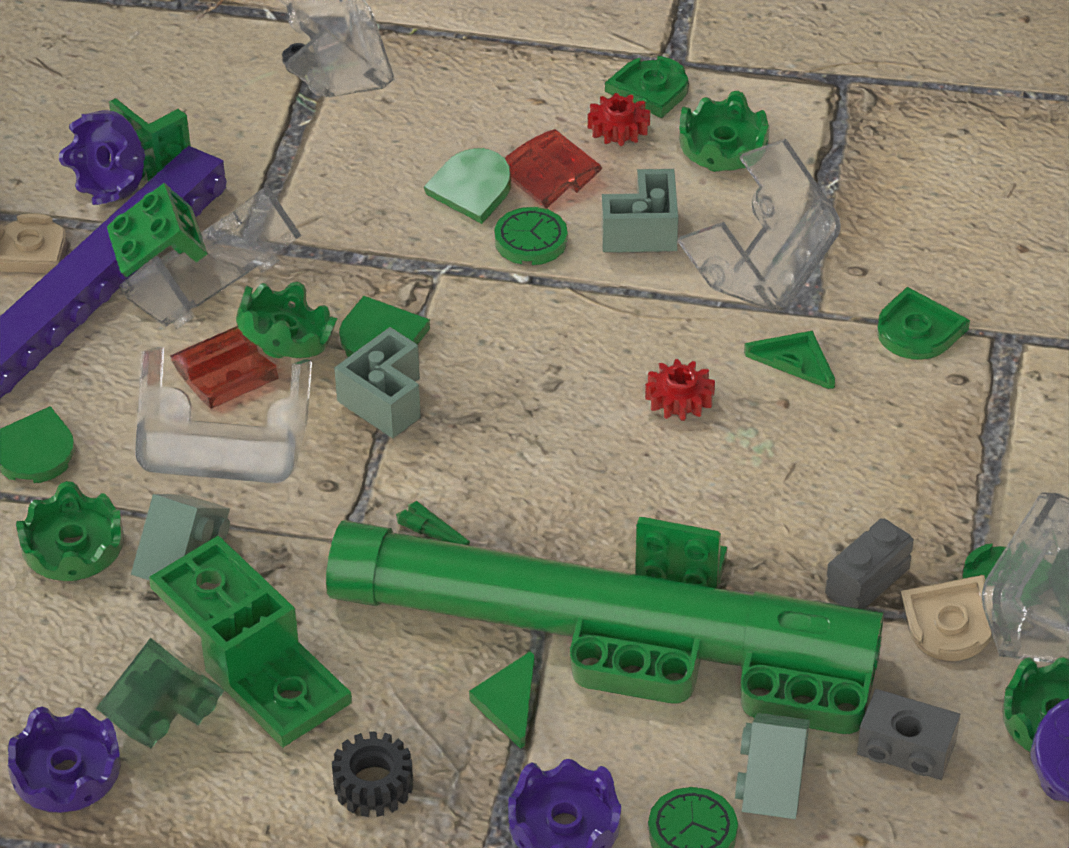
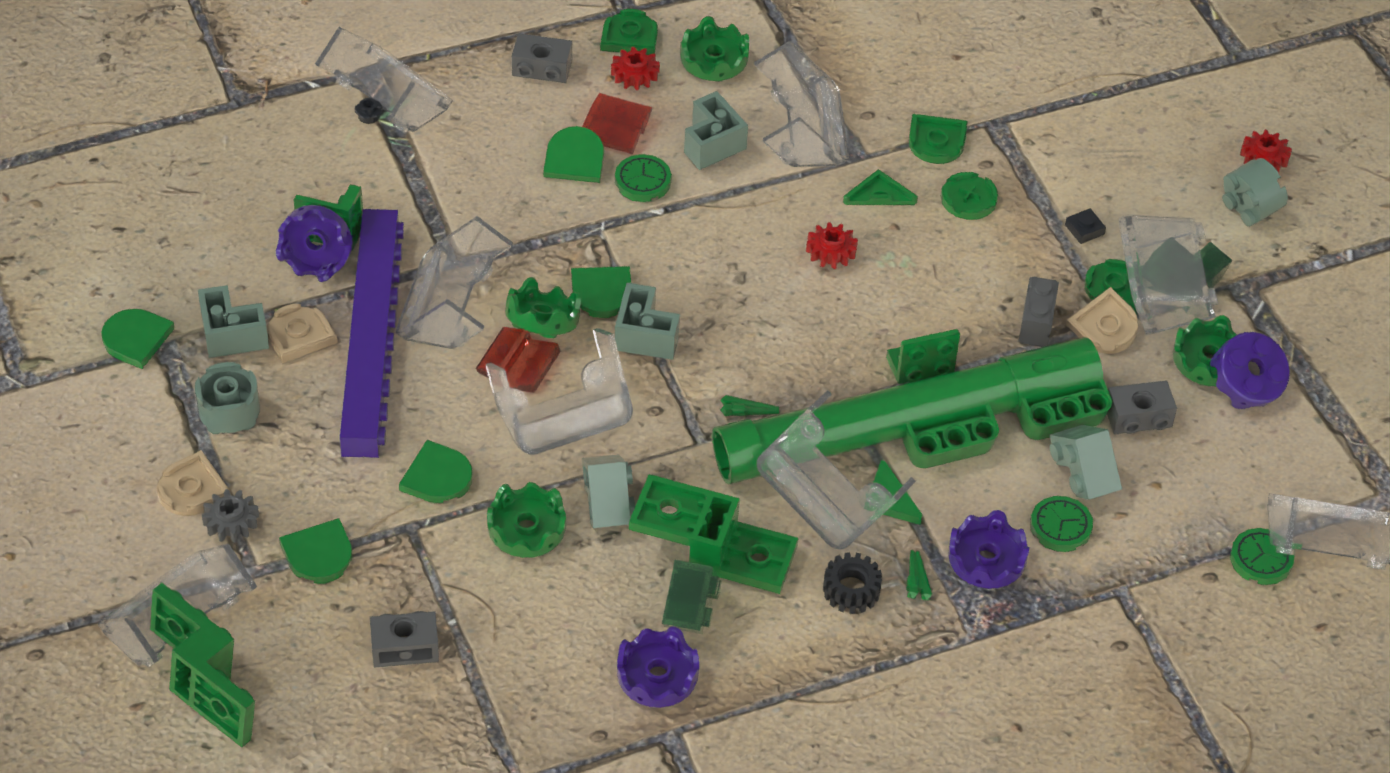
camera: 35 degrees left, 5 degrees up
(151, 227) = (404, 284): green bracket -> none
(411, 633) = (818, 488): none -> clear windscreen
(458, 809) = (917, 579): none -> green piece
(524, 72) = (542, 58): none -> dark grey brick
(903, 404) = (969, 196): none -> green tile
(1019, 494) = (1085, 226): none -> black plate

